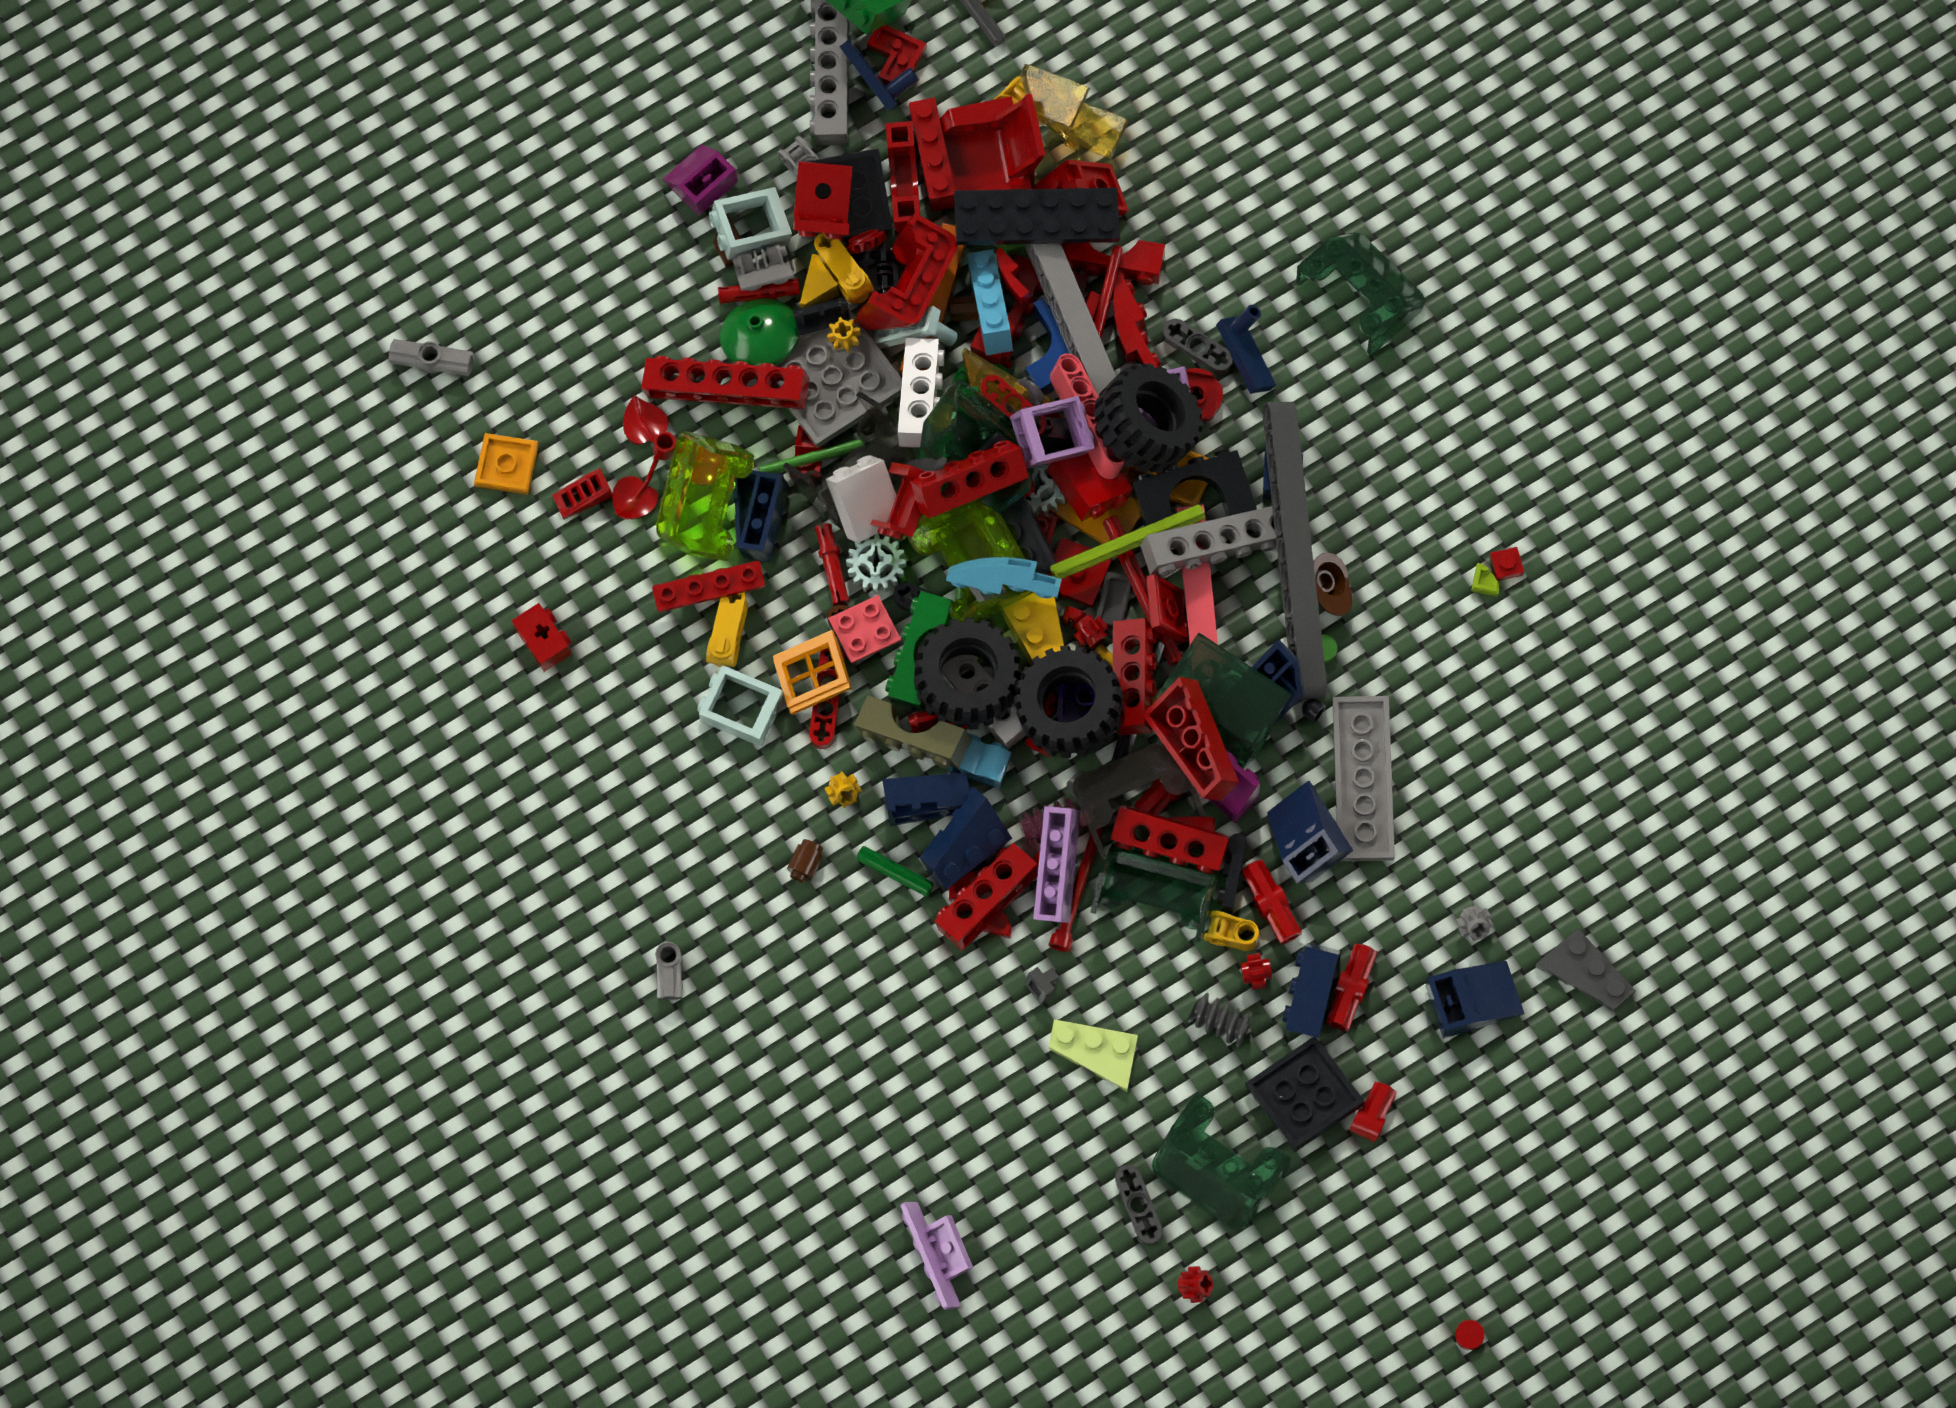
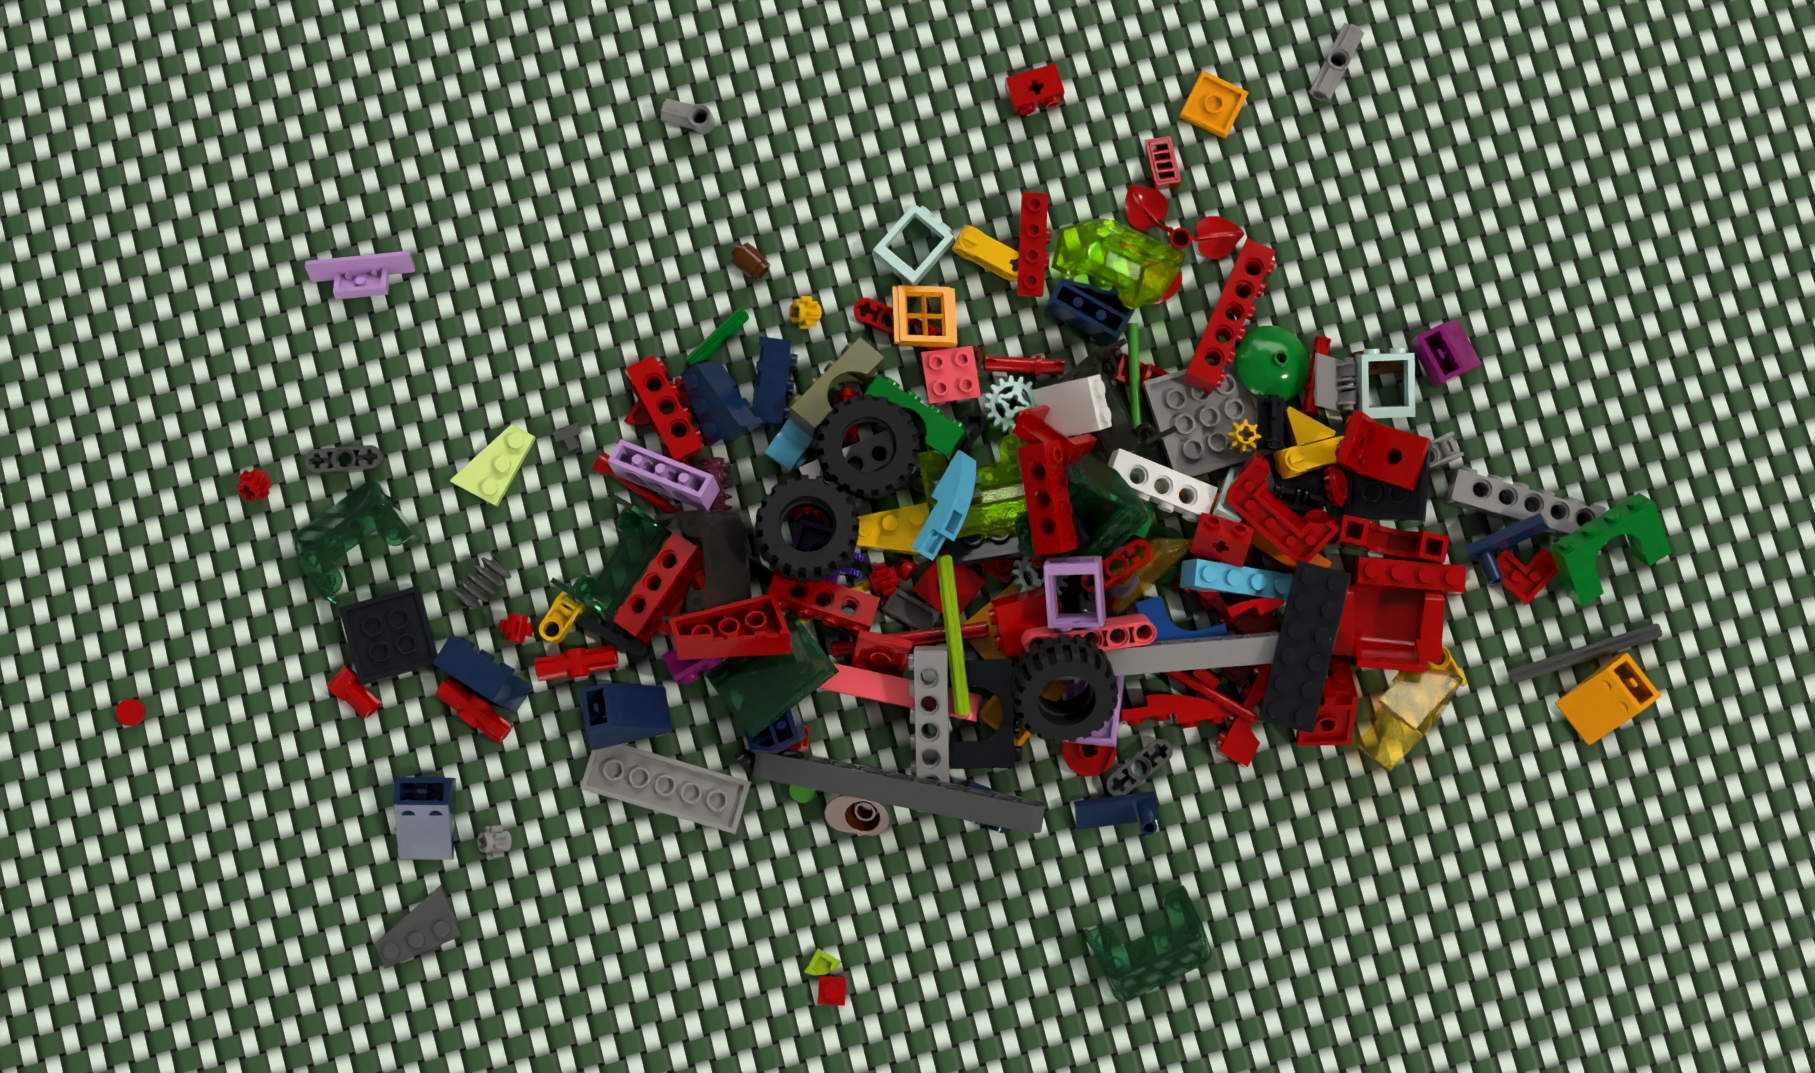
camera: 100 degrees right, 10 degrees up
(956, 319) = (1222, 539): none -> red brick

